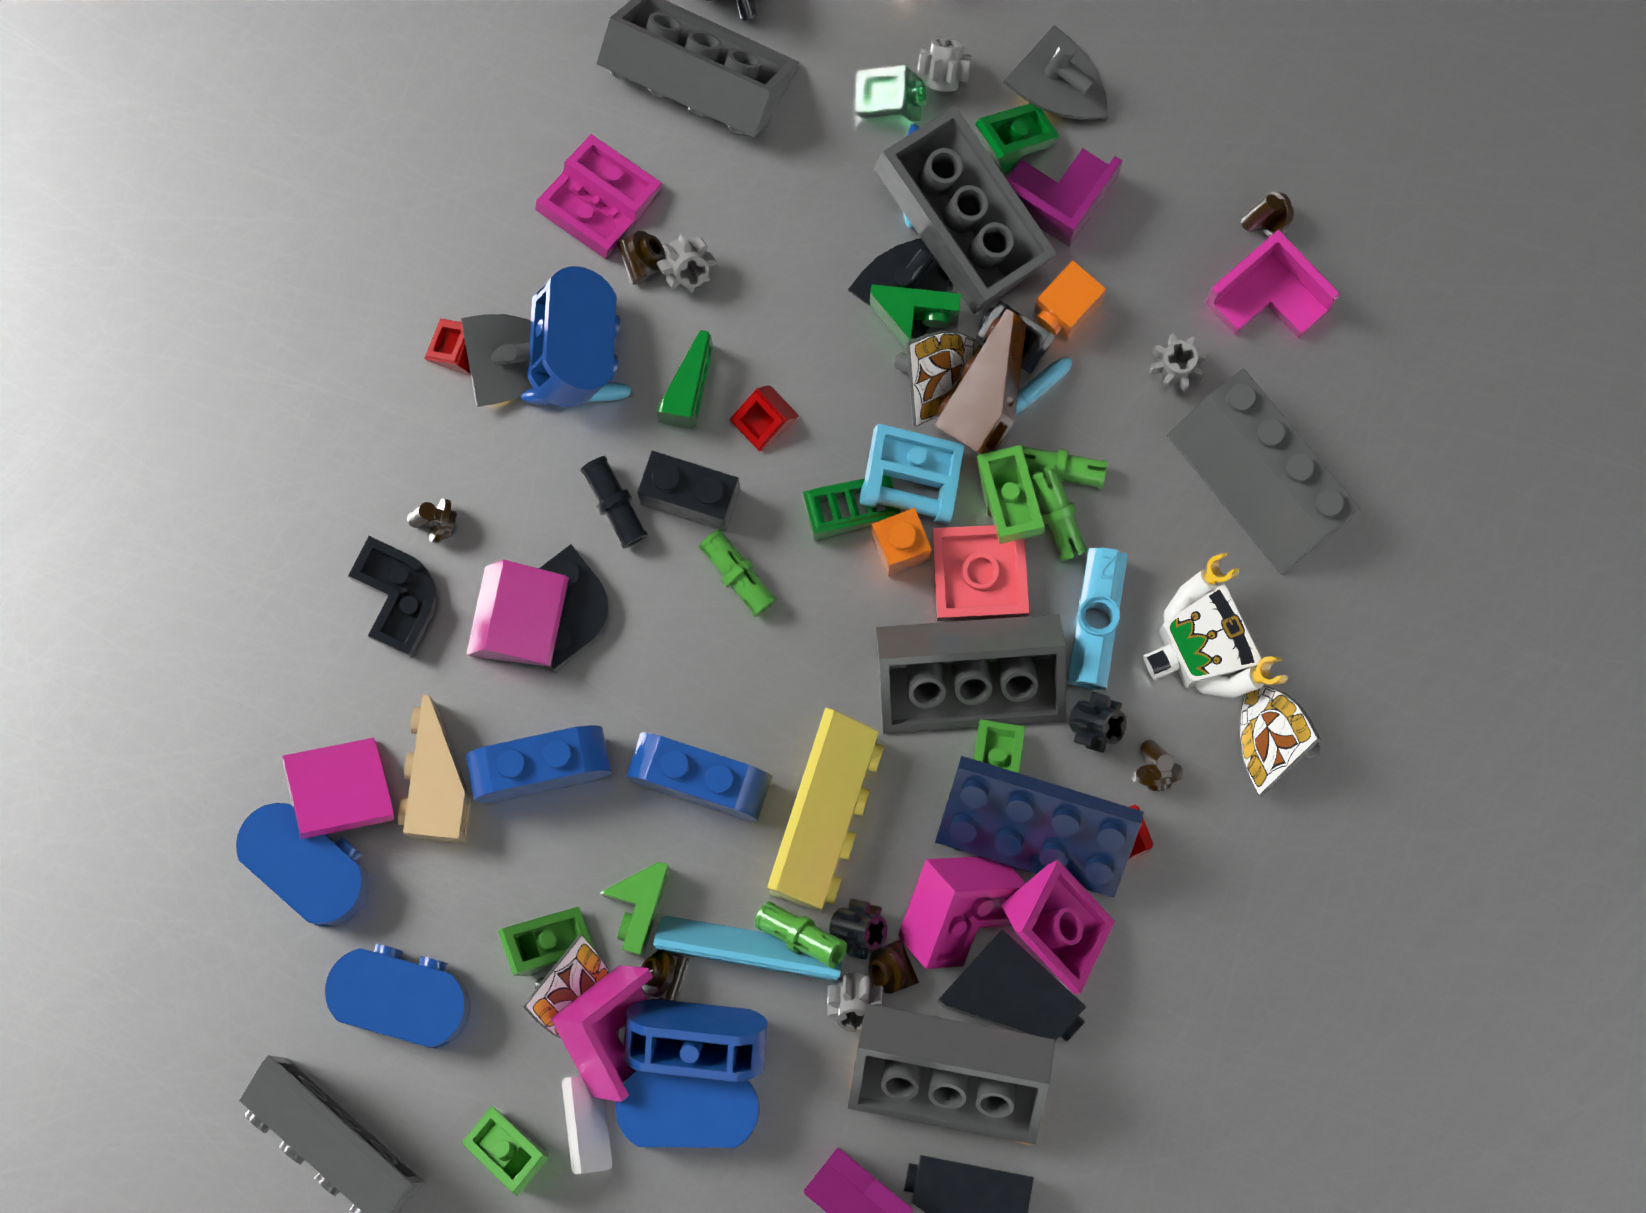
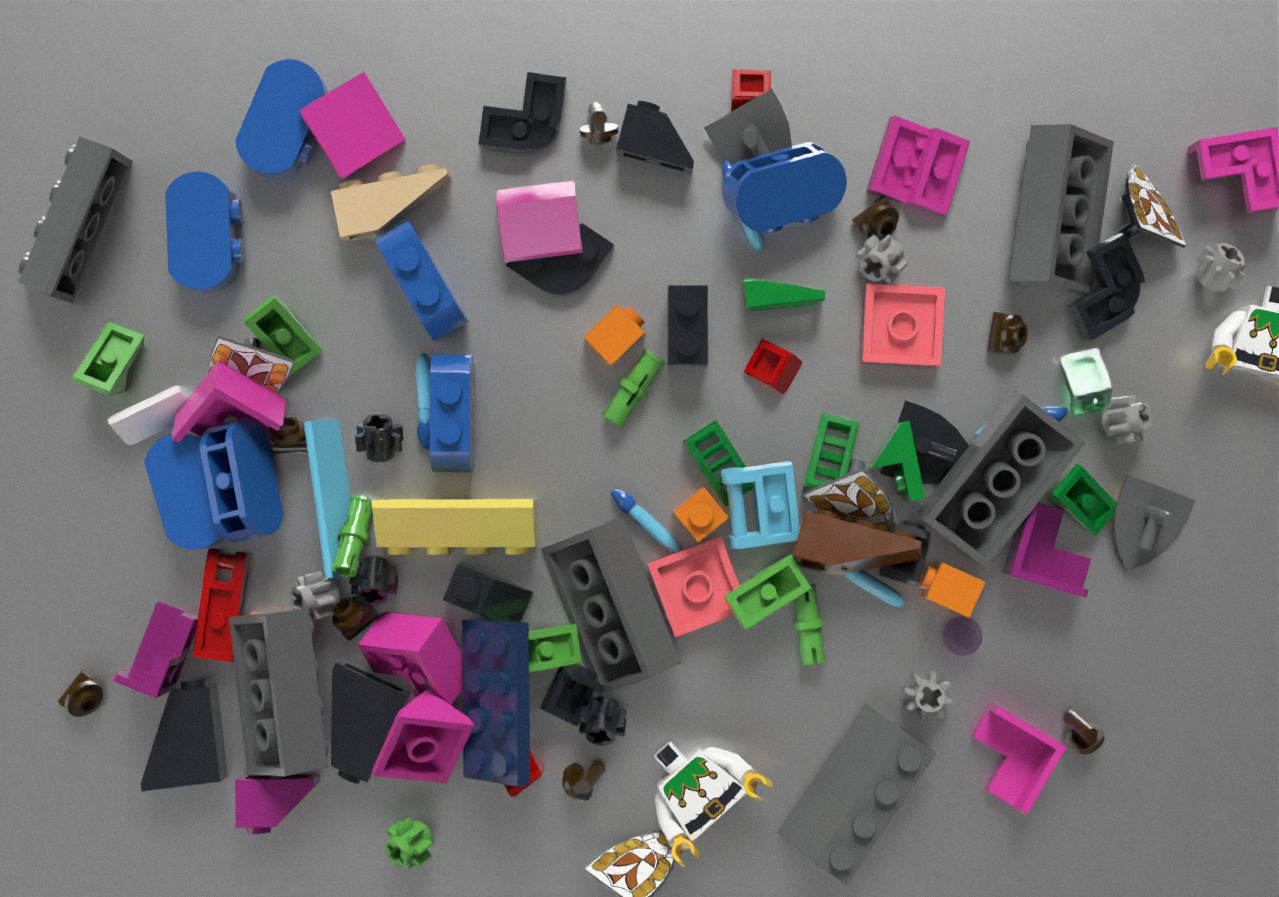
camera: 75 degrees right, 10 degrees up
(471, 463) = (652, 139): none -> black slope
(614, 502) = (660, 267): black pin -> none
(645, 893) = (347, 398): bright green slope -> none
(672, 572) = (615, 334): none -> orange brick
(699, 870) = (379, 437): none -> black gear
(704, 817) = (423, 399): none -> medium azure piece
(765, 264) = (903, 325): none -> coral plate
(791, 26) = (1119, 290): none -> black plate
(810, 160) = (1007, 333): none -> dark brown plate
(829, 1118) = (218, 603): none -> red plate
(865, 621) = (628, 505): none -> medium azure piece
(876, 399) = (838, 424): none -> green slope
(913, 807) = (487, 594): none -> black slope
(1053, 748) = (569, 692): none -> black bracket
(1058, 512) = (767, 635): bright green pin -> none
(1072, 1129) = (268, 799): none -> magenta slope
(1092, 646) = (662, 699): medium azure piece -> none
(1124, 307) = (962, 635): none -> clear purple plate
(1171, 984) = (408, 843): none -> bright green gear

